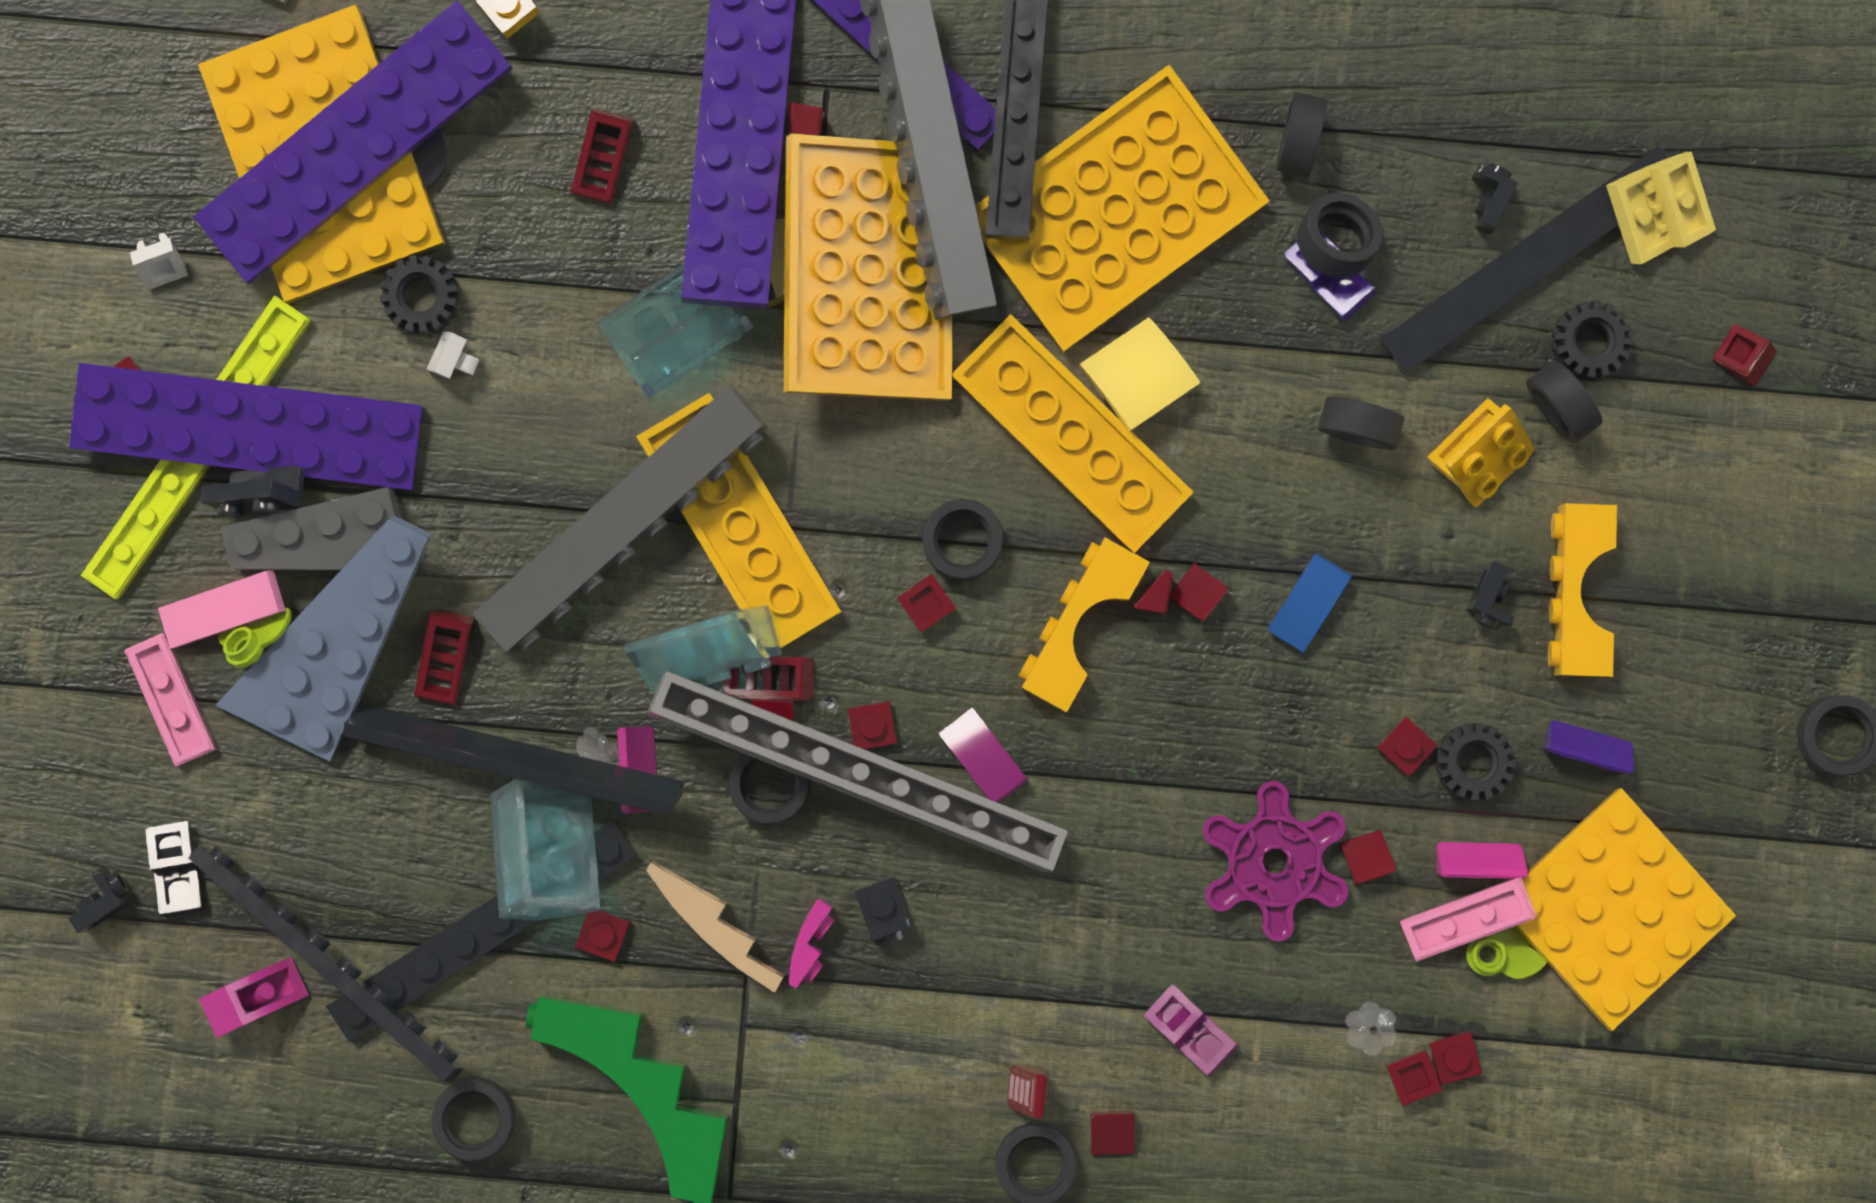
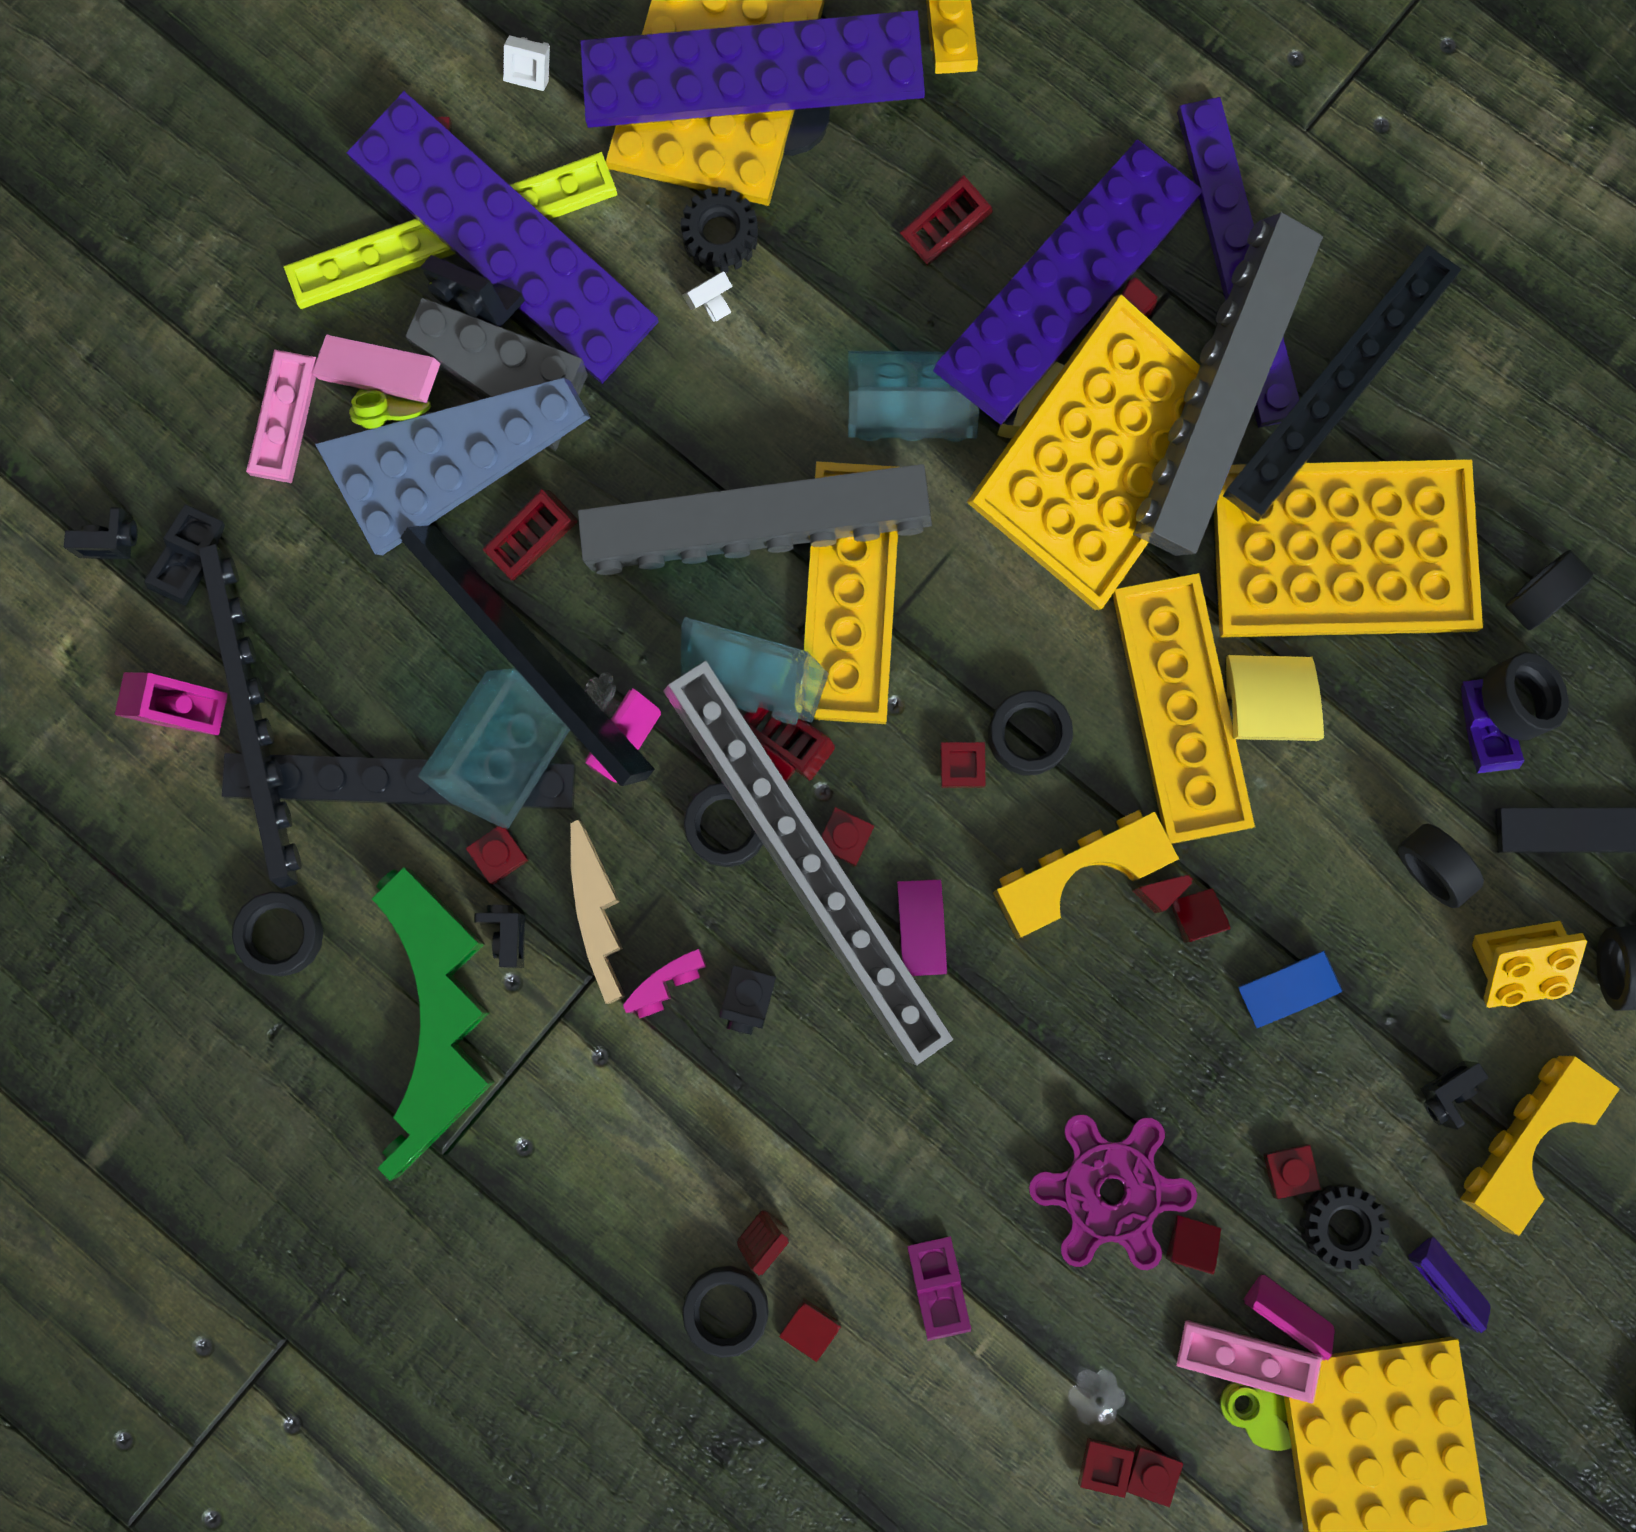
camera: 30 degrees right, 5 degrees down
(662, 996) = (510, 942): none -> black bracket

